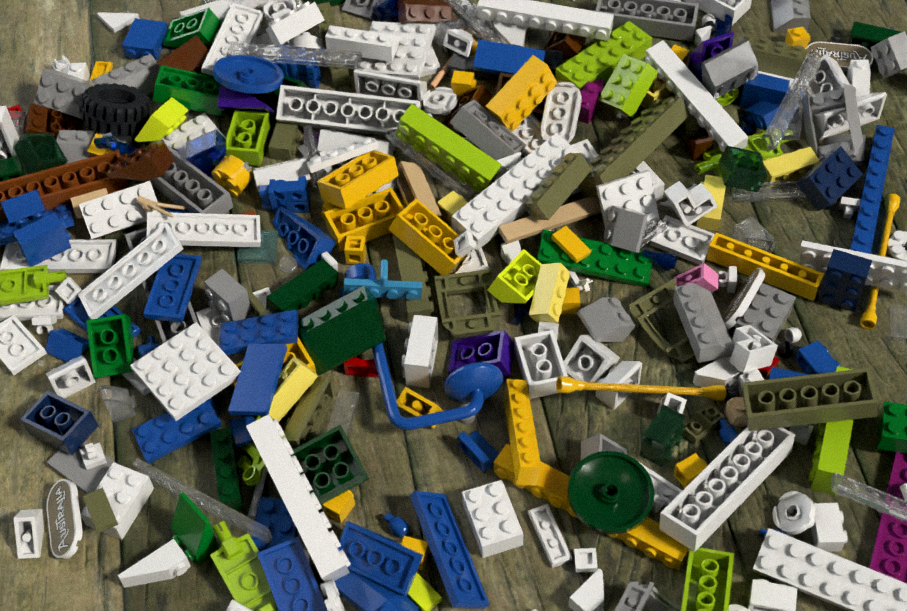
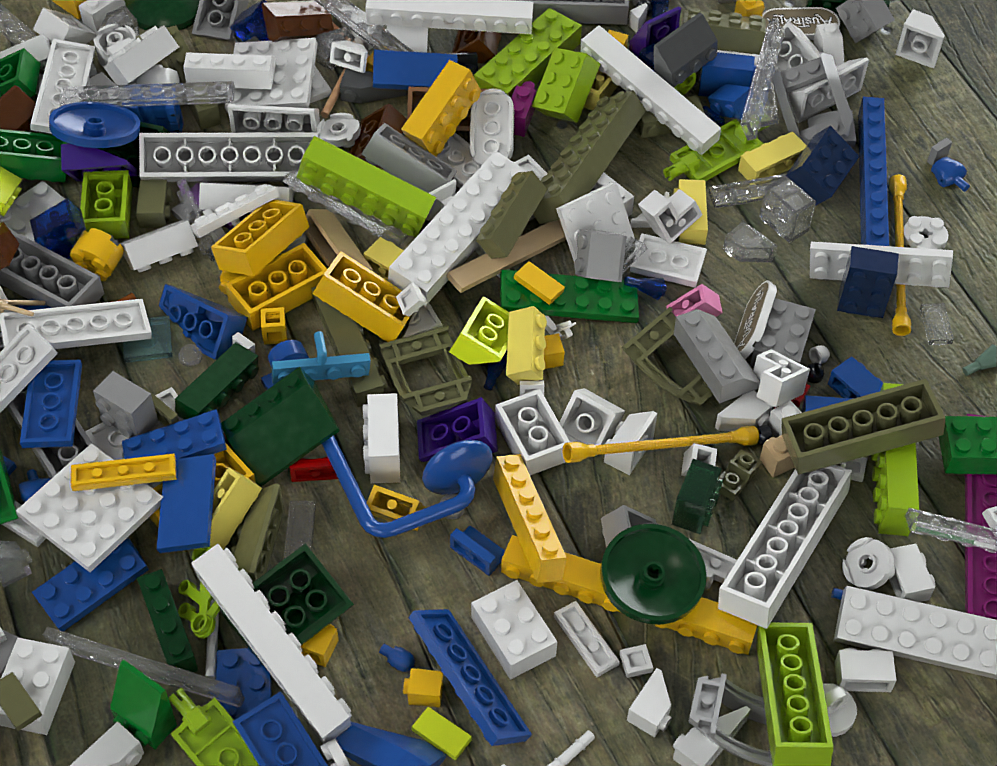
camera: 15 degrees left, 0 degrees up
(214, 348) = (123, 472): none -> yellow tile
(240, 432) = (178, 570): blue panel -> none
(288, 194) = (173, 268): blue hips -> none
(379, 558) = (386, 701): blue tile -> none
(462, 82) = (363, 104): yellow brick -> none
(510, 251) = (465, 302): white slope -> none
(606, 320) = (600, 368): light grey slope -> none
(689, 469) = (736, 533): yellow brick -> none
(698, 146) = (661, 147): reddish brown slope -> none
(727, 432) = (770, 481): blue cylinder -> none
(730, 279) = (733, 299): white tile -> none
(742, 169) = (722, 167): clear green brick -> none
(778, 270) = (792, 282): yellow brick -> none
(791, 210) = (787, 209): none -> clear brick
(849, 206) = (850, 194): white tile -> none

